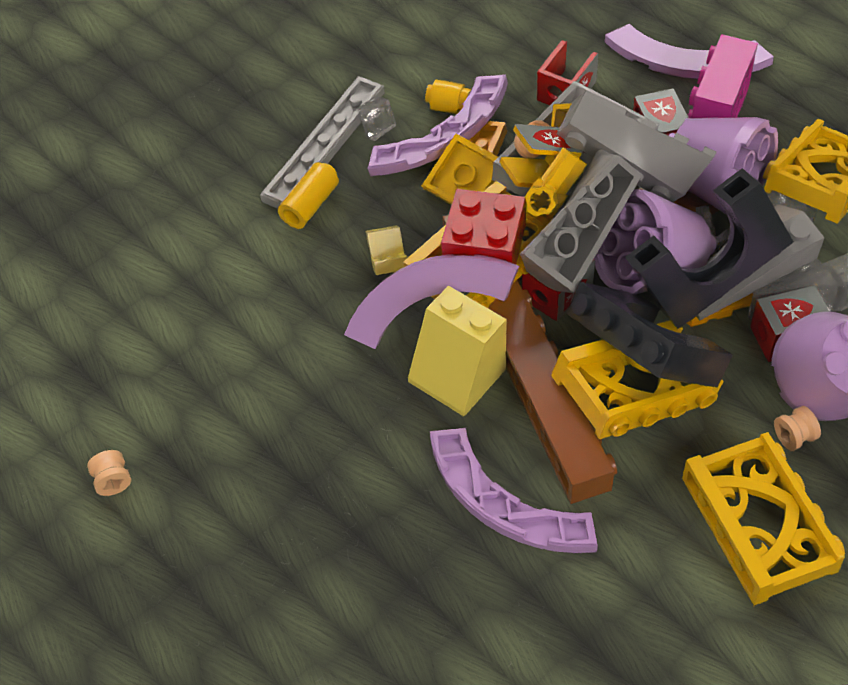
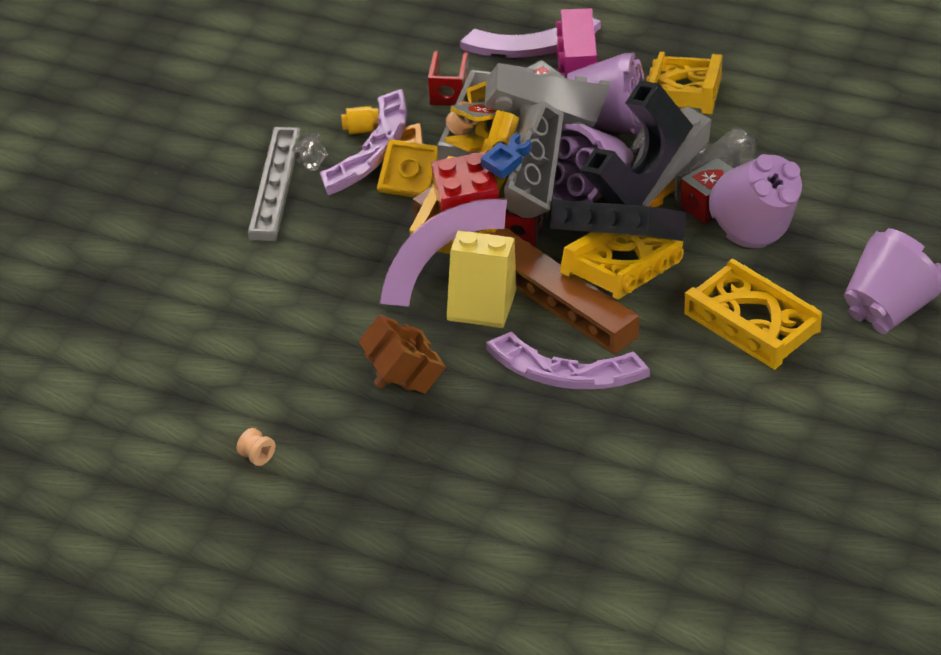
camera: 25 degrees left, 10 degrees down
(308, 195) = (290, 220): yellow brick -> none
(317, 418) = (401, 355): none -> dark orange brick
(386, 249) = (376, 238): light yellow slope -> none
(536, 216) = (505, 158): none -> blue plate
(797, 428) = (750, 252): light nougat wheel -> none

